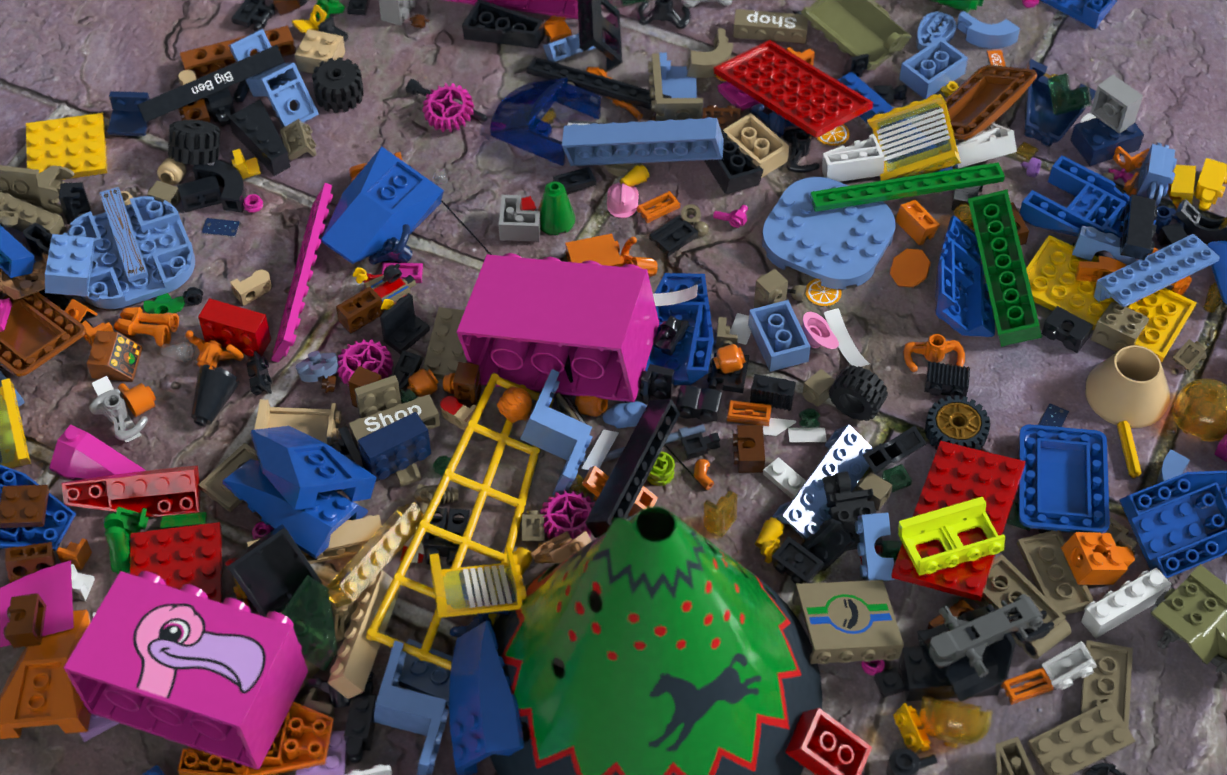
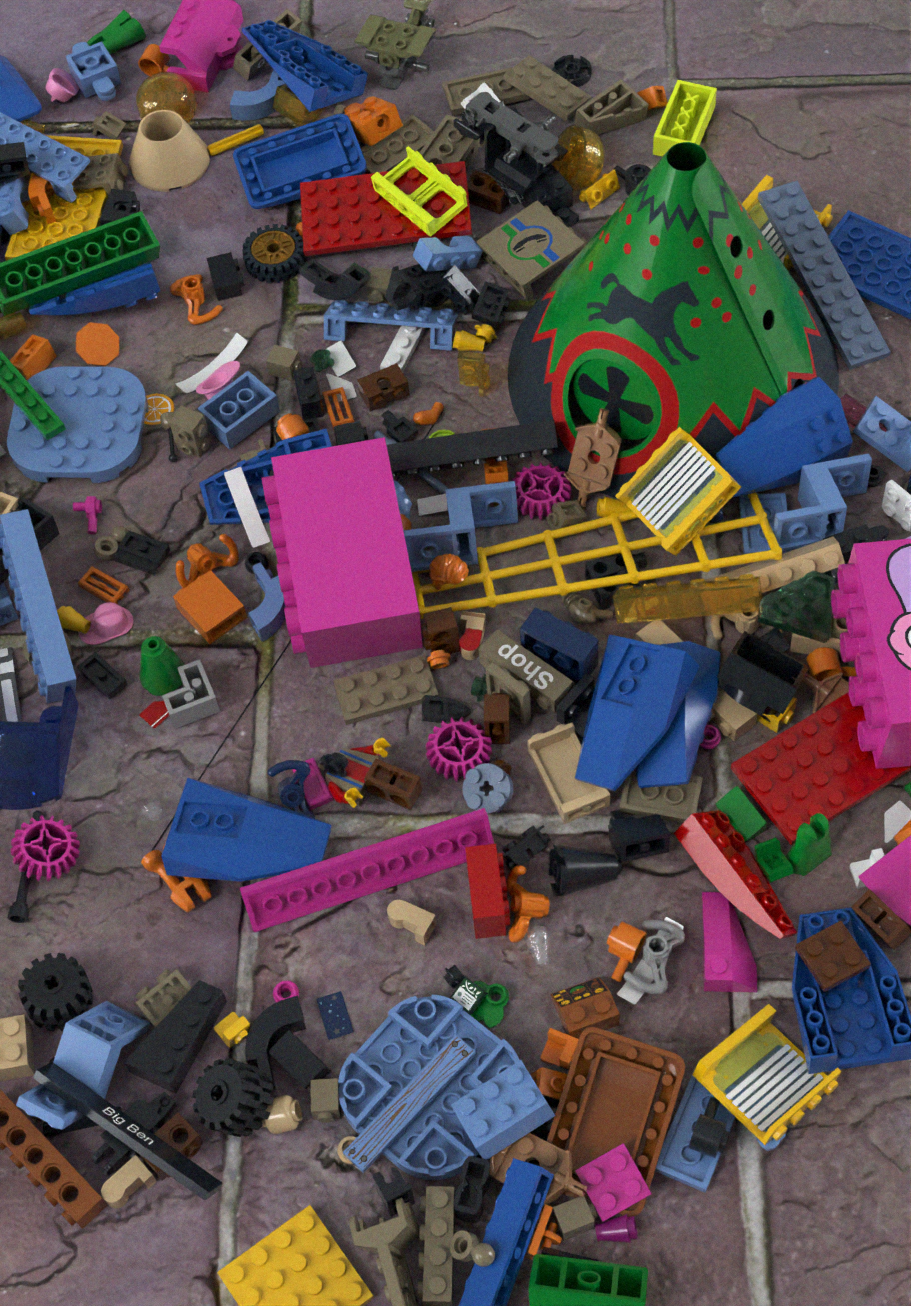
camera: 110 degrees left, 5 degrees up
(76, 553) = (840, 890): orange panel -> none
(126, 116) = (211, 1229): dark blue bracket -> none
(132, 320) = (533, 1013): orange piece -> none
(172, 294) = (468, 995): none -> tile
(211, 438) = (637, 837): none -> black hinge
(401, 325) = (400, 736): black bracket -> none
(423, 383) = (454, 682): orange head -> none
(741, 328) = (228, 457): white sticker -> none
(858, 393) = (283, 319): black tyre -> none
(1054, 416) = (227, 200): dark blue sticker -> none
(1124, 603) = (407, 97): white brick -> none

